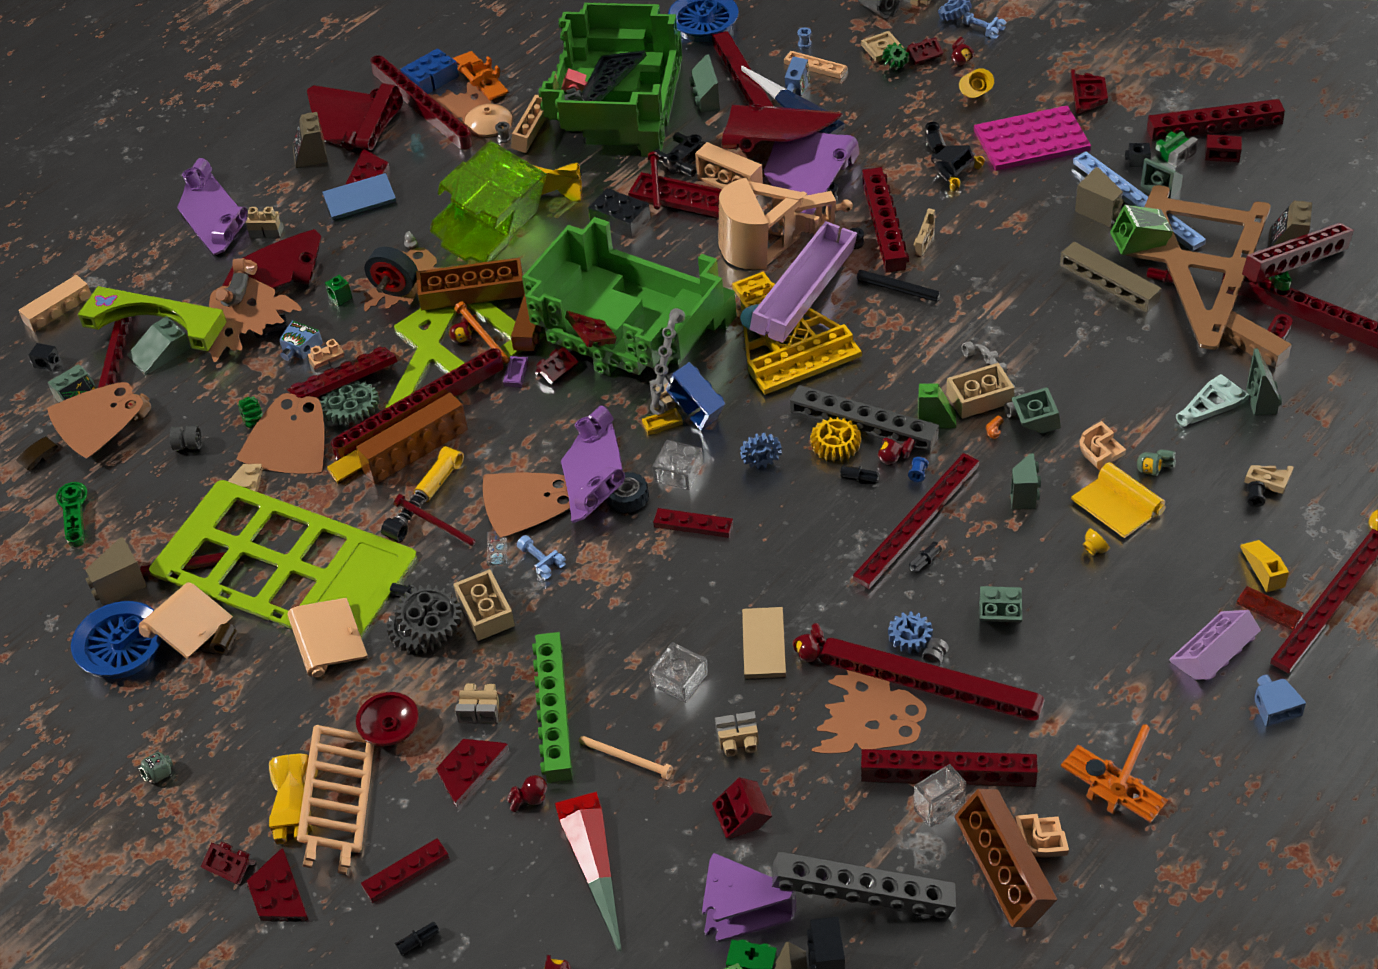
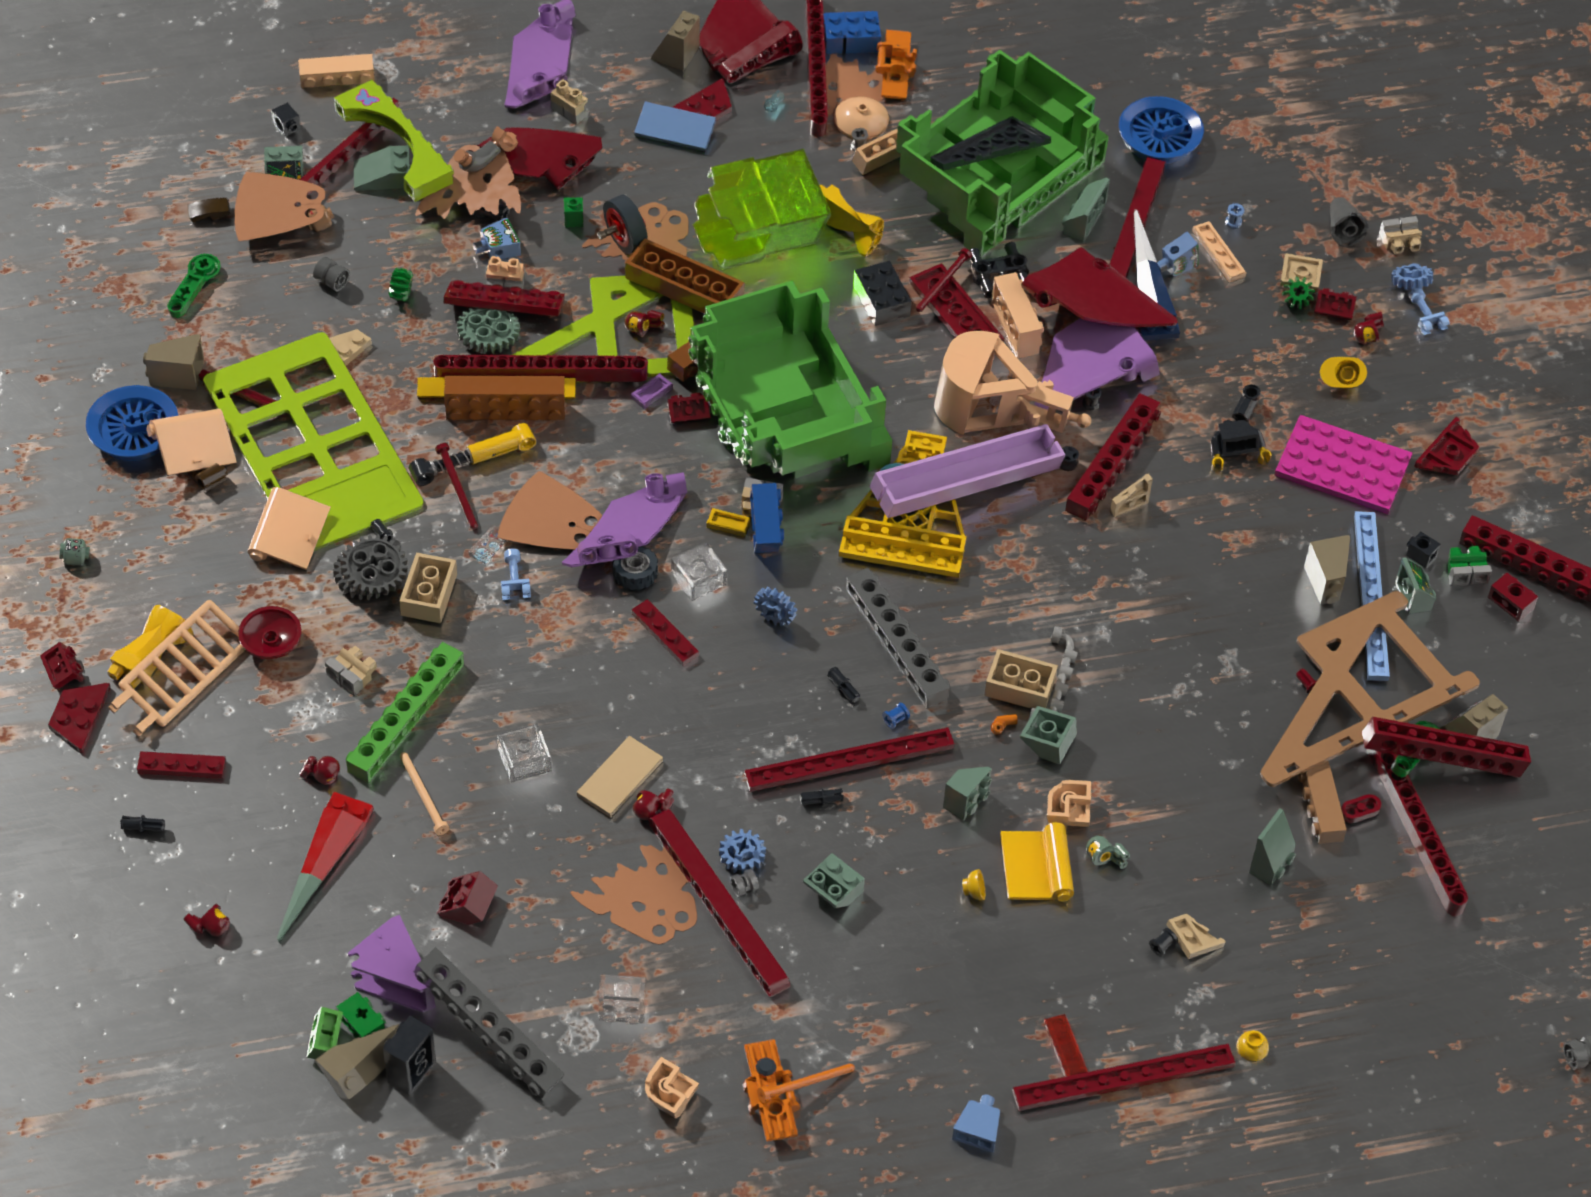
camera: 30 degrees right, 5 degrees up
(286, 443) = (404, 331): nougat piece -> none
(410, 240) = (680, 200): light grey piece -> none
(461, 308) = (652, 299): orange bar -> none
(468, 765) = (300, 715): dark red wing -> none
(574, 79) = (956, 129): coral brick -> none
(574, 95) = (930, 149): dark grey gear -> none
(591, 329) = (732, 395): dark red wing -> none
(658, 406) = (732, 506): light grey bar -> none
(746, 736) = (524, 835): tan hips -> none
(835, 439) = (842, 634): yellow gear -> none
(892, 450) = (889, 683): dark red piece -> none
(898, 285) = (1061, 531): black axle -> none
(935, 406) = (963, 669): bright green slope -> none
(973, 767) = (660, 985): dark red brick -> none
(1005, 858) = (620, 1082): dark orange brick -> none
(1110, 277) = (1260, 653): dark tan brick -> none
(1140, 229) = (1327, 625): bright green slope -> none
(1216, 644) = (981, 1043): lavender slope -> none
(1224, 389) = (1246, 826): light aqua plate -> none
(1266, 565) = (1098, 1007): yellow slope -> none

